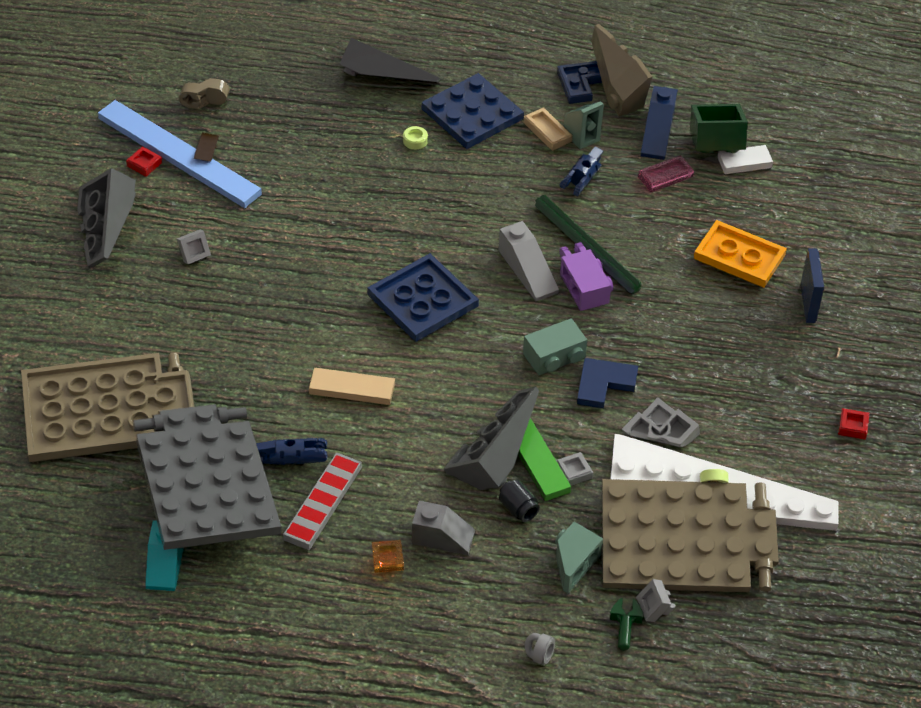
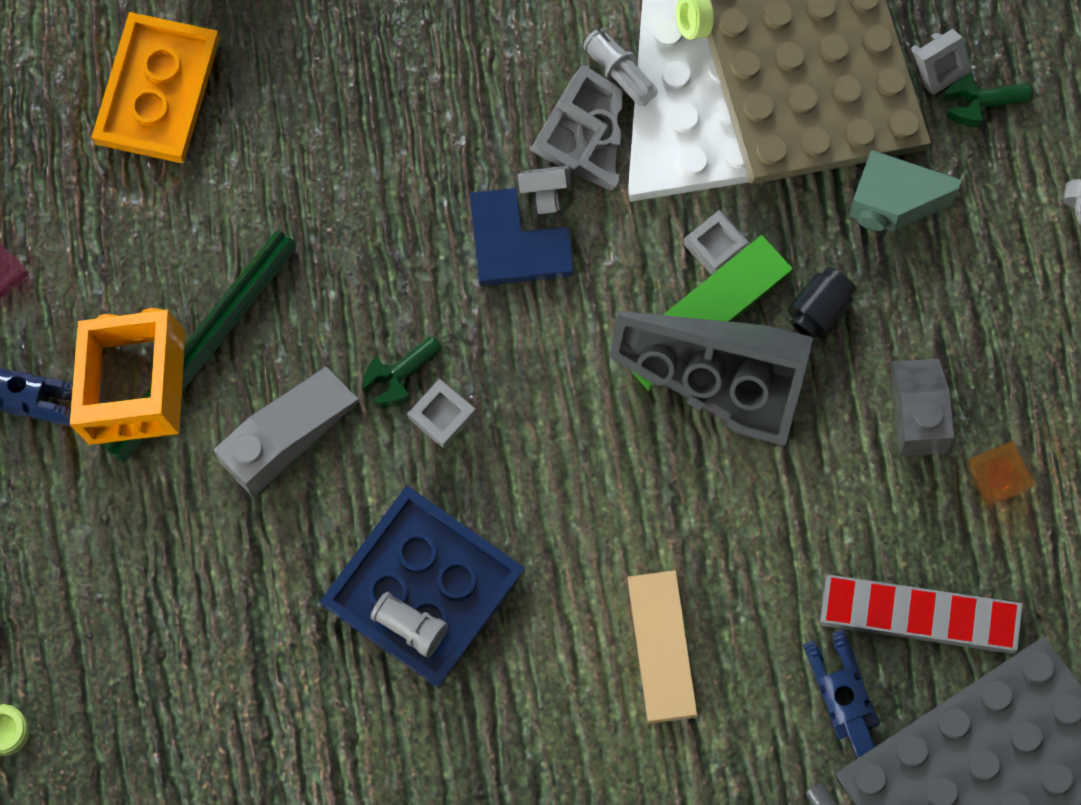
camera: 100 degrees left, 25 degrees up
(397, 280) = (419, 629): none -> light grey pin
(512, 320) = (441, 413): none -> light grey tile
(544, 316) = (399, 373): none -> dark green bar
(555, 346) = (475, 330): sand green brick -> none
(570, 211) = (136, 417): none -> light orange window
(585, 277) = (291, 325): medium lavender hinge -> none
(632, 394) = (546, 185): none -> light grey tile
(694, 446) = (619, 66): none -> light grey axle

